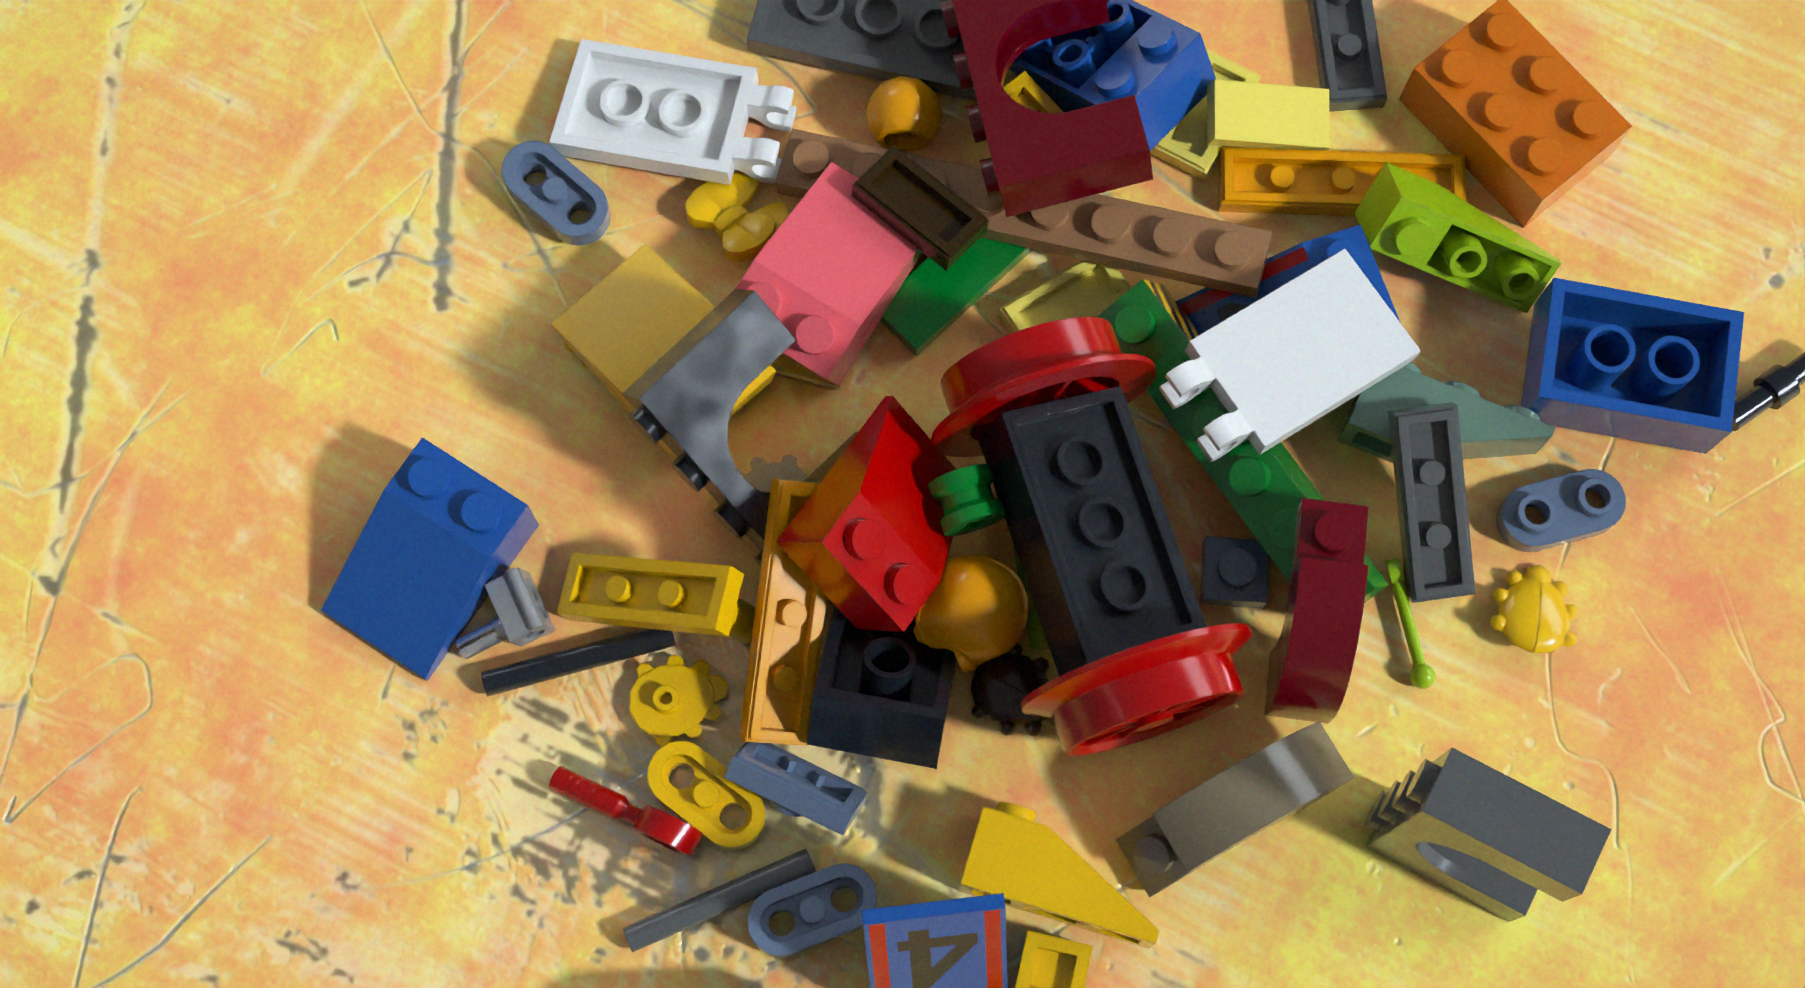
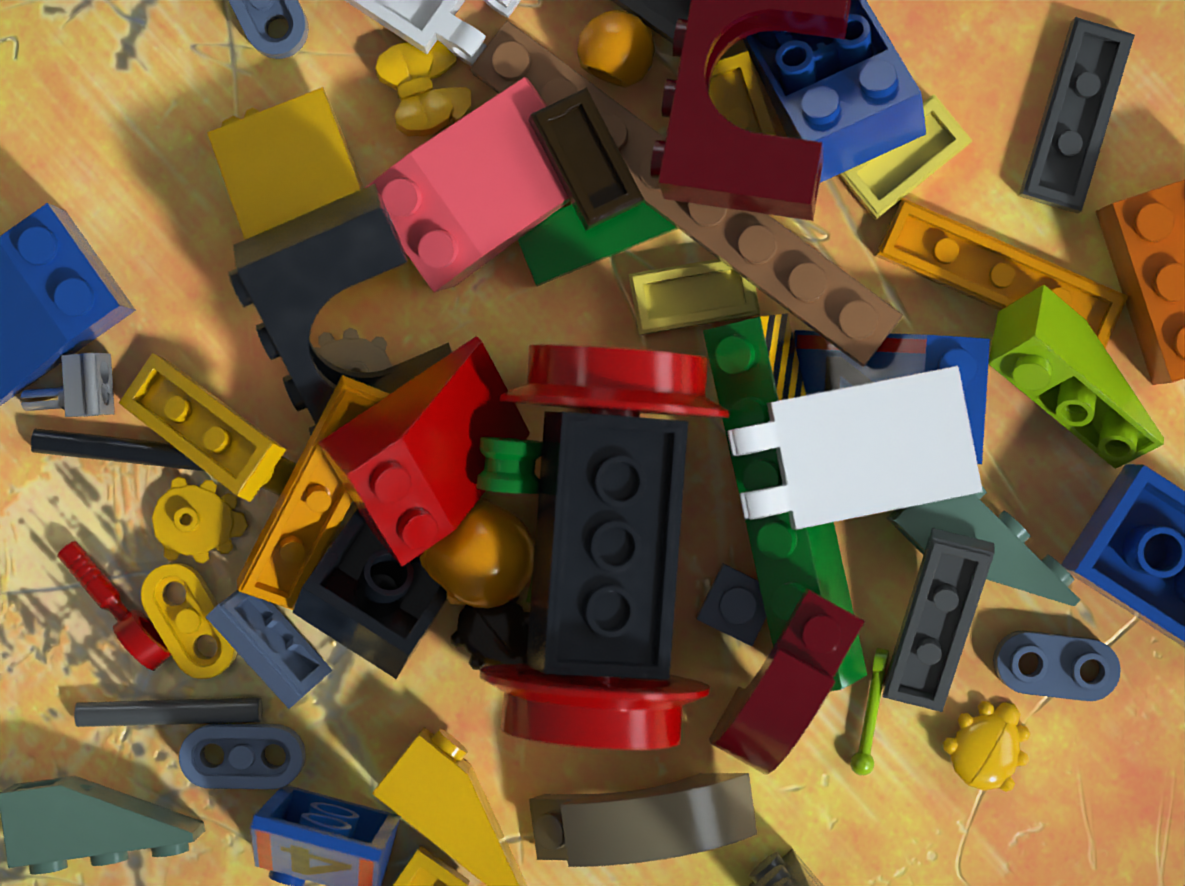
camera: 20 degrees right, 15 degrees up
(1267, 116) = (959, 186): light yellow tile -> none

